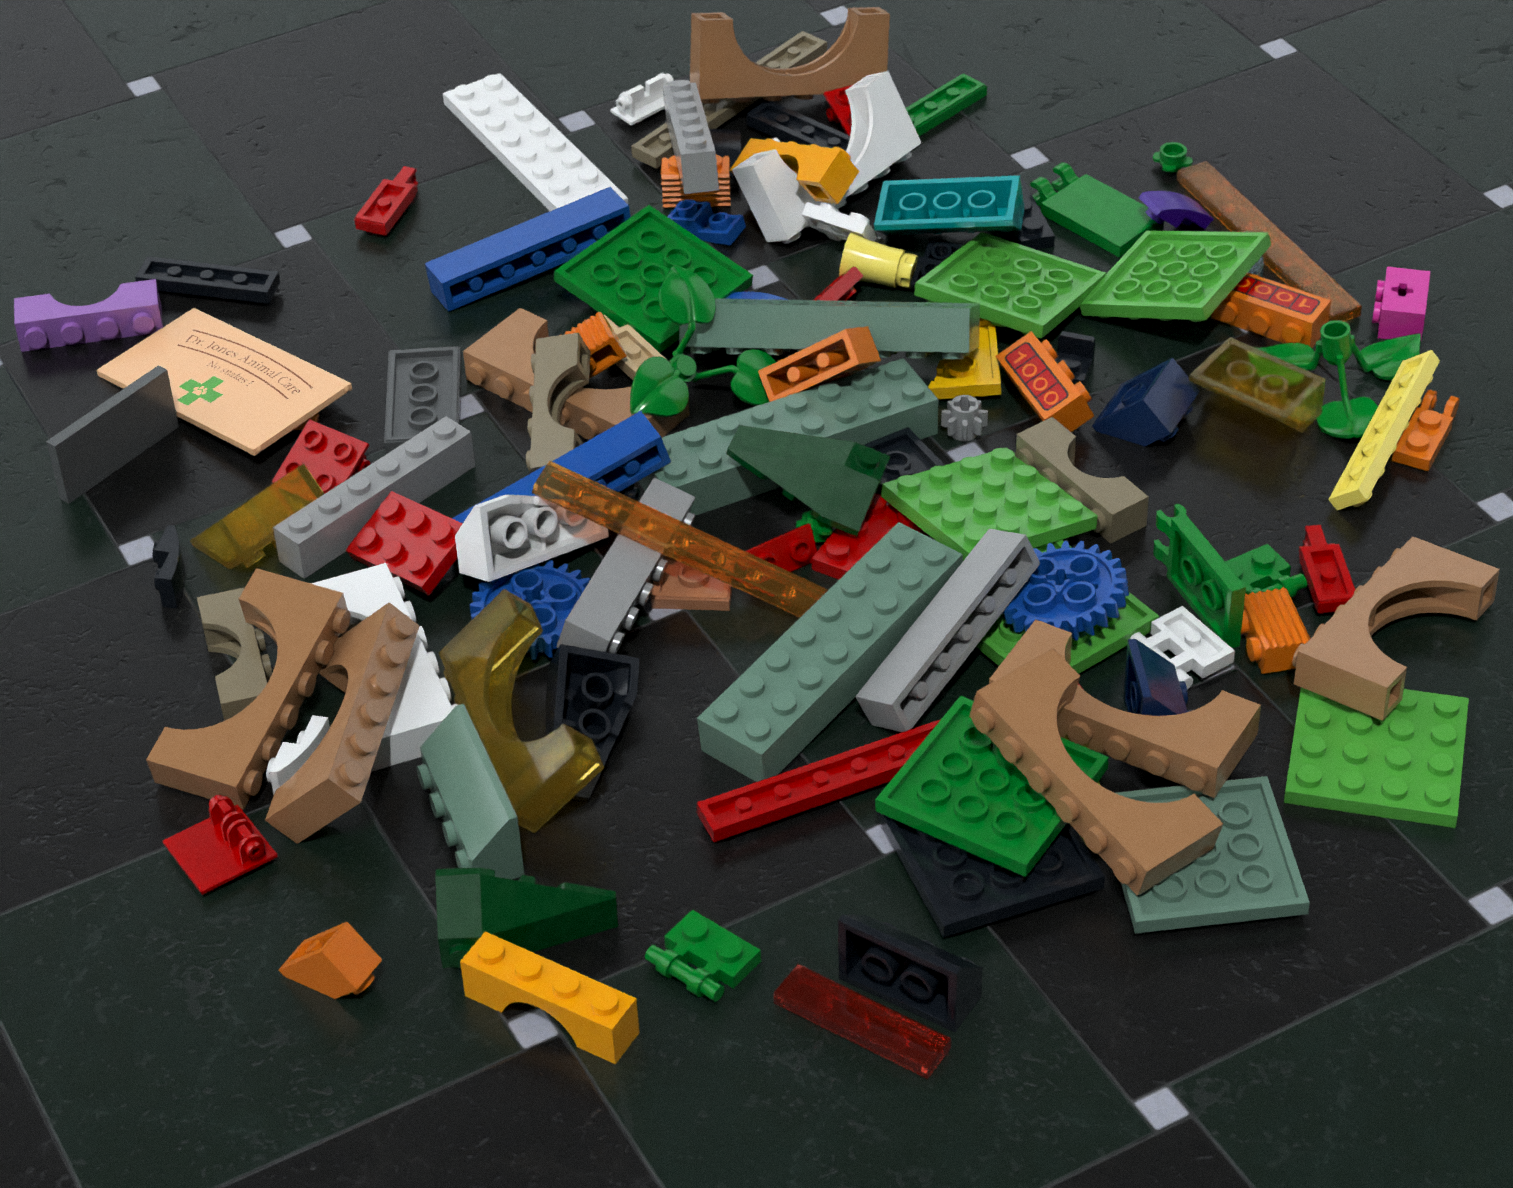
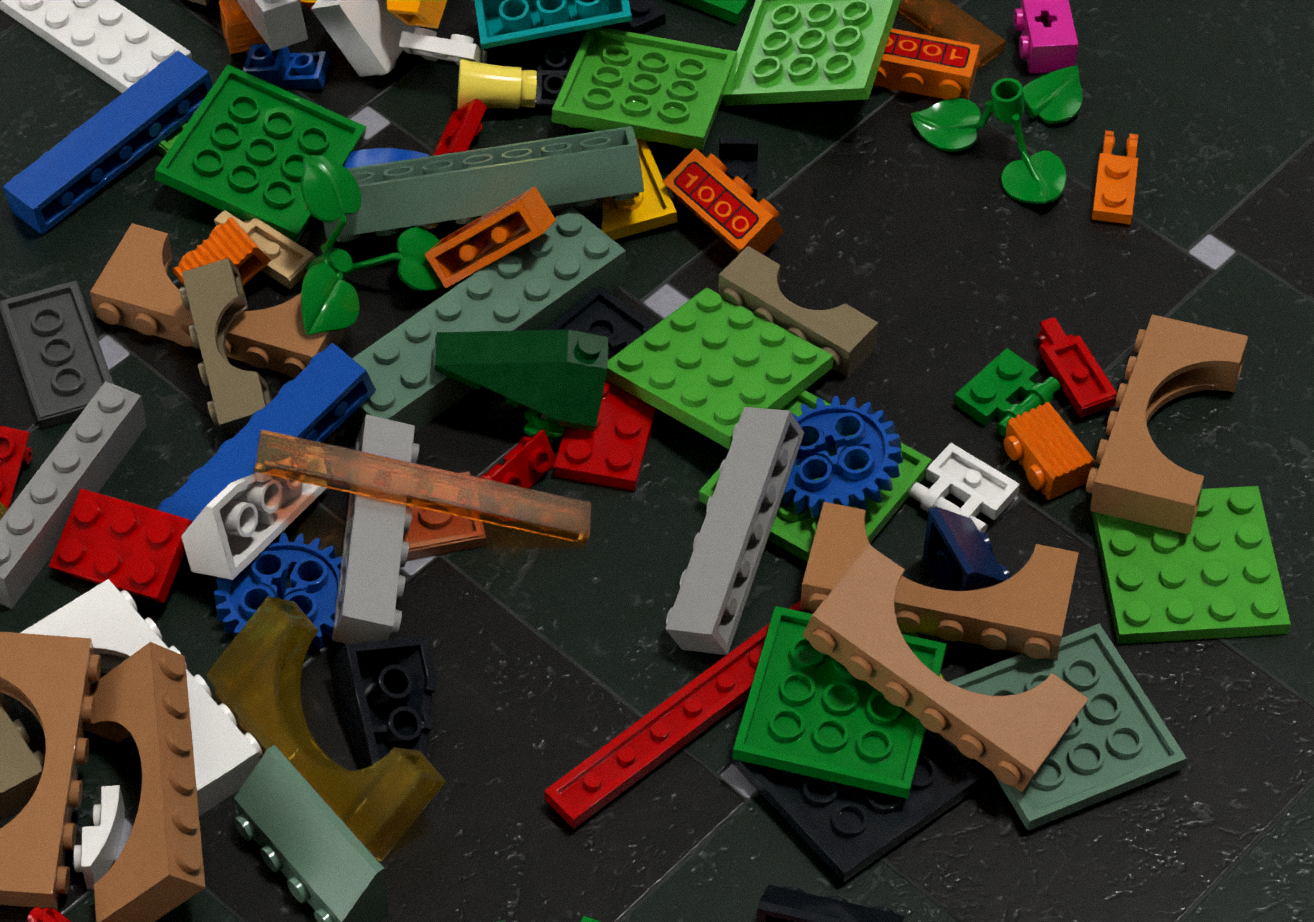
camera: 20 degrees left, 10 degrees up
(825, 655) = (621, 584): sand green brick -> none
(964, 418) = (652, 261): light grey gear -> none
(1149, 405) = (833, 207): dark blue slope -> none
(1201, 575) = (961, 405): green tile -> none
(1262, 384) = (944, 161): clear yellow slope -> none
(1384, 431) = (1079, 190): light yellow plate -> none

